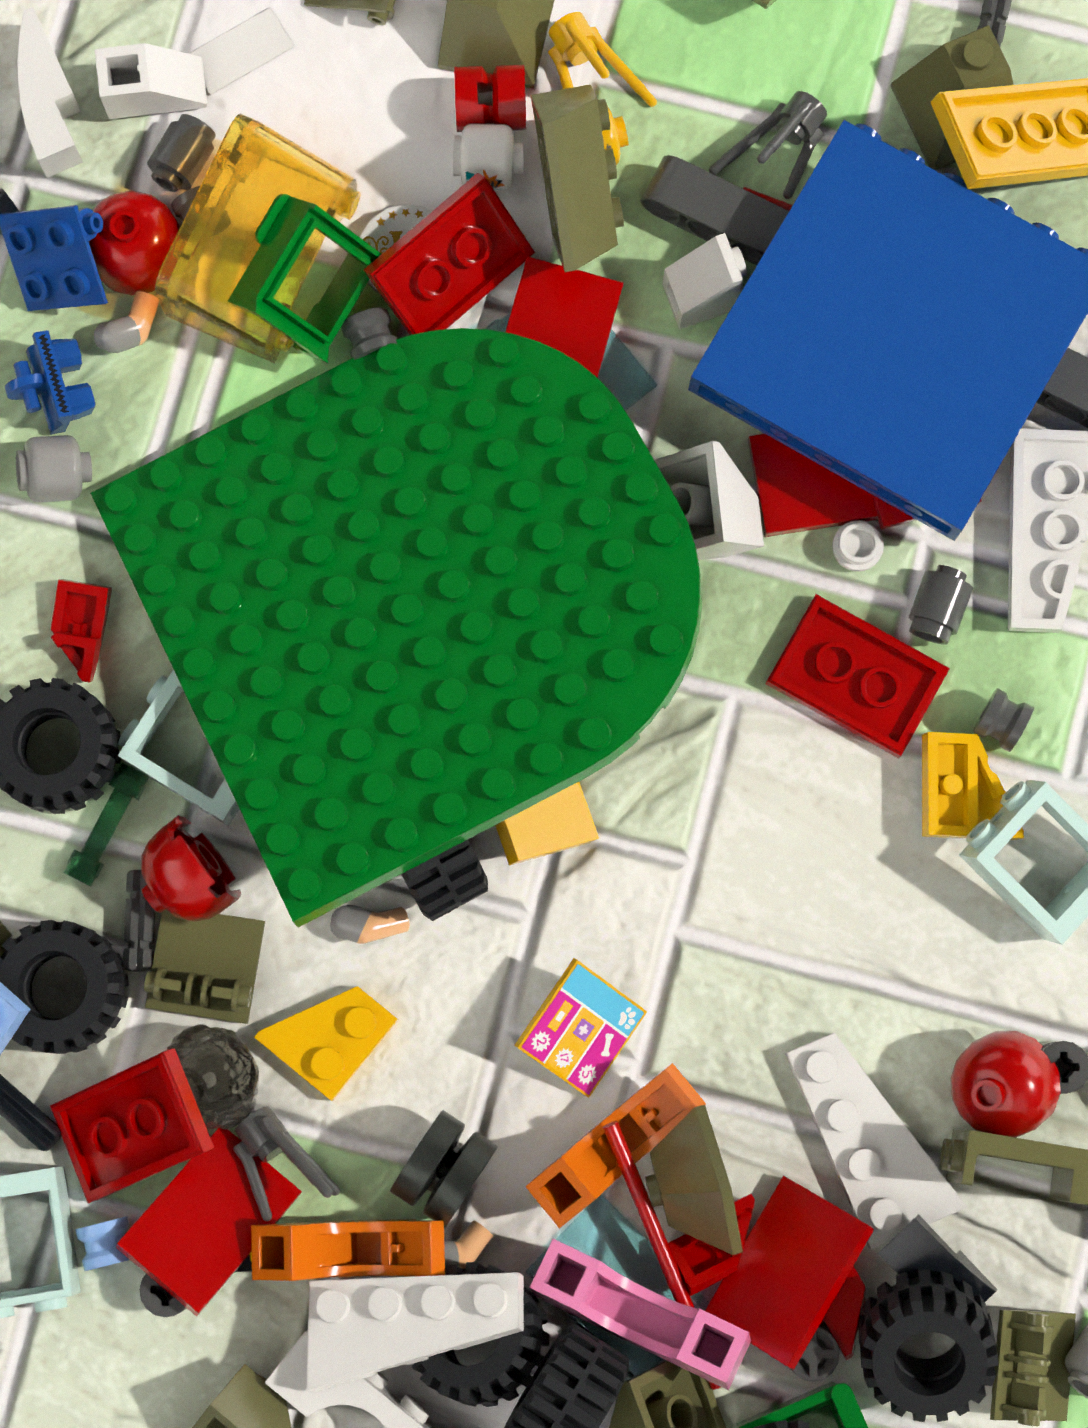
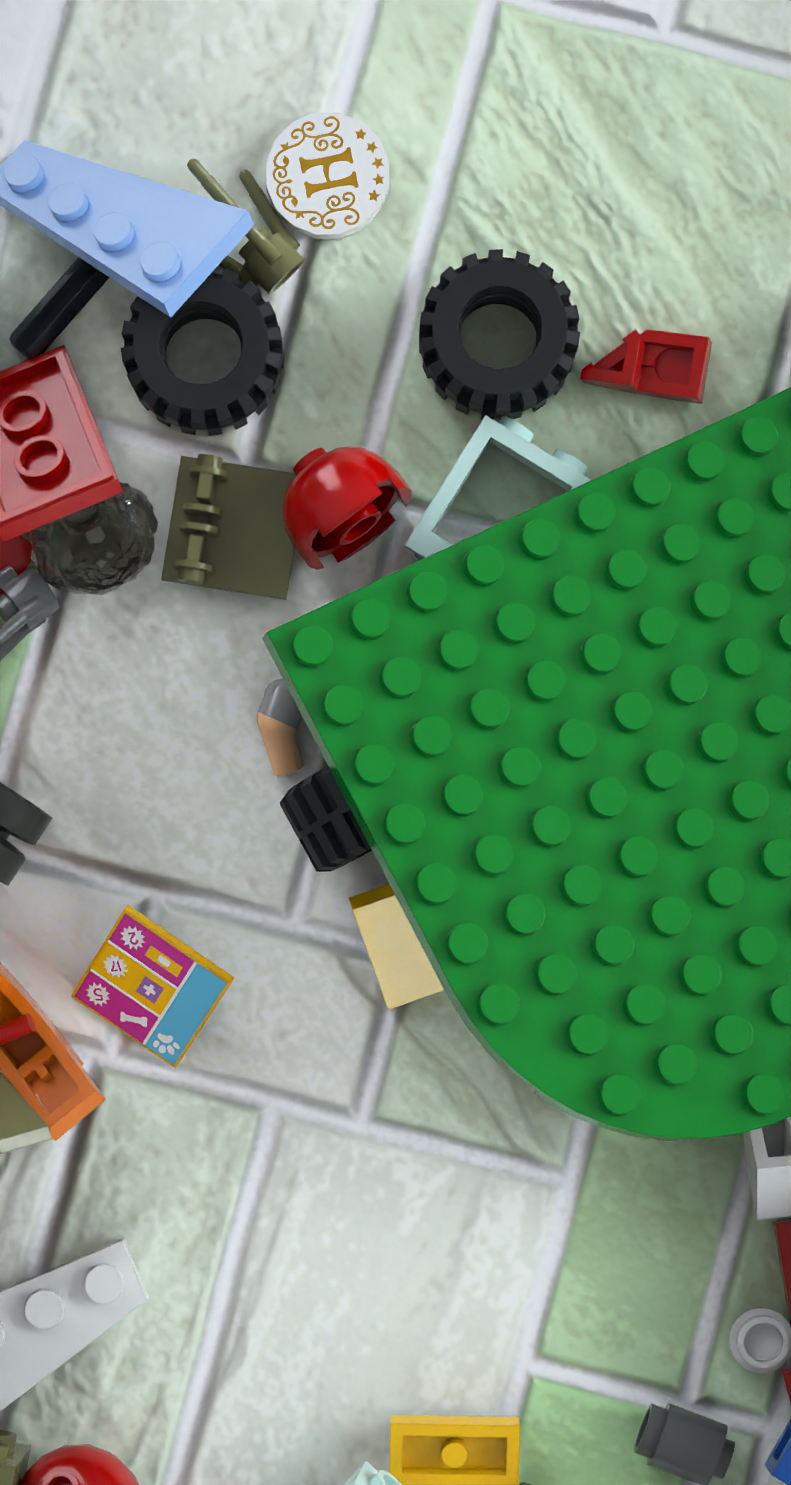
camera: 90 degrees right, 5 degrees up
(127, 784) = (355, 379): clear green bar -> none
(138, 926) = (279, 445): dark grey axle -> none
(330, 1039) = (142, 680): yellow wing -> none
(857, 676) = (594, 1336): red tile -> none

